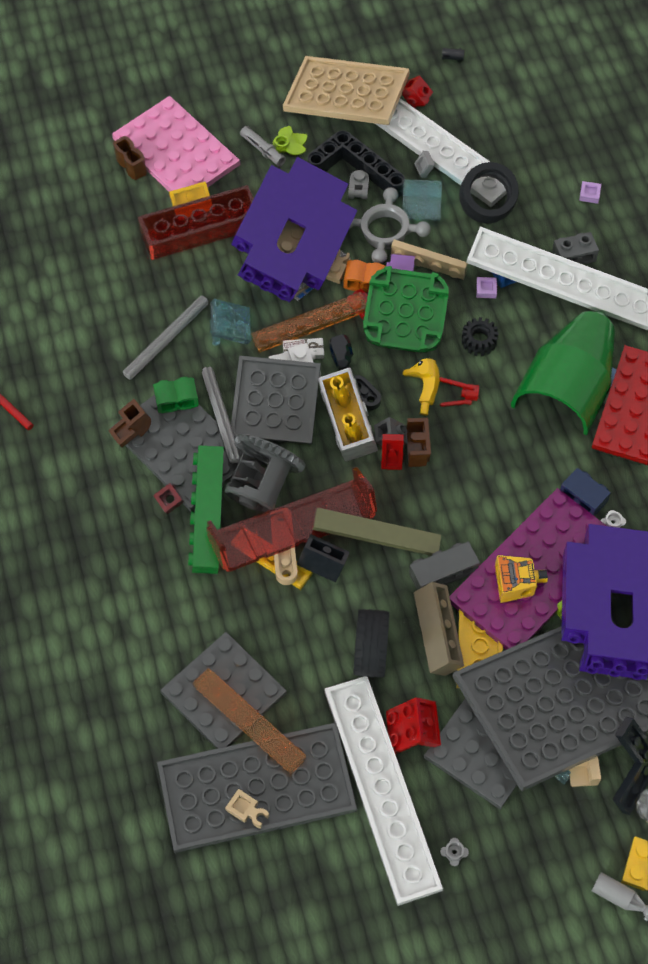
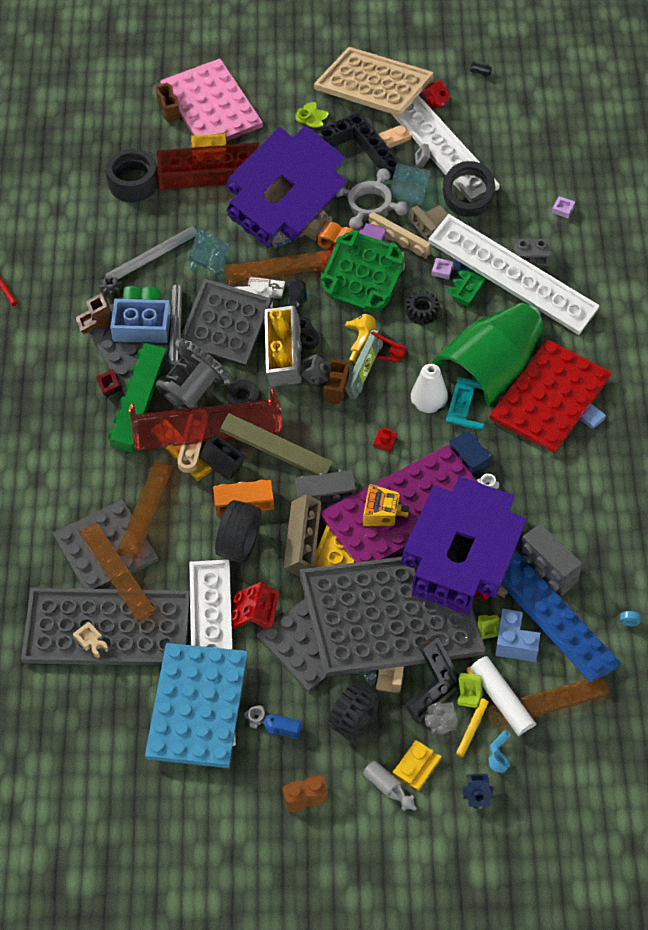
camera: 15 degrees right, 5 degrees down
(110, 232) = (129, 160): none -> black tyre
(133, 385) = (110, 287): none -> dark grey gear
(184, 419) = (140, 320): none -> medium blue brick
(256, 639) = (145, 510): none -> clear orange plate
(268, 150) = (289, 118): light grey pin -> none
(318, 467) = (242, 384): none -> black tyre
(358, 180) = (359, 162): light grey plate -> none
(368, 594) = (255, 493): none -> orange brick
(388, 146) = (396, 136): none -> light nougat plate
(388, 857) = (196, 705): none -> dark azure plate
(392, 451) = (311, 384): red plate -> none
(437, 439) = (363, 365): none -> sand green plate
(457, 237) = (427, 221): none -> dark tan bracket
(487, 856) = (283, 726): none -> blue piece
(488, 496) = (385, 439): none -> red tile
(519, 430) = (429, 390): none -> white cone
(520, 304) = (467, 287): none -> green plate
(533, 932) = (300, 794): none -> dark orange brick
(557, 437) = (461, 404): none -> teal plate
(563, 822) = (353, 711): none -> black tyre

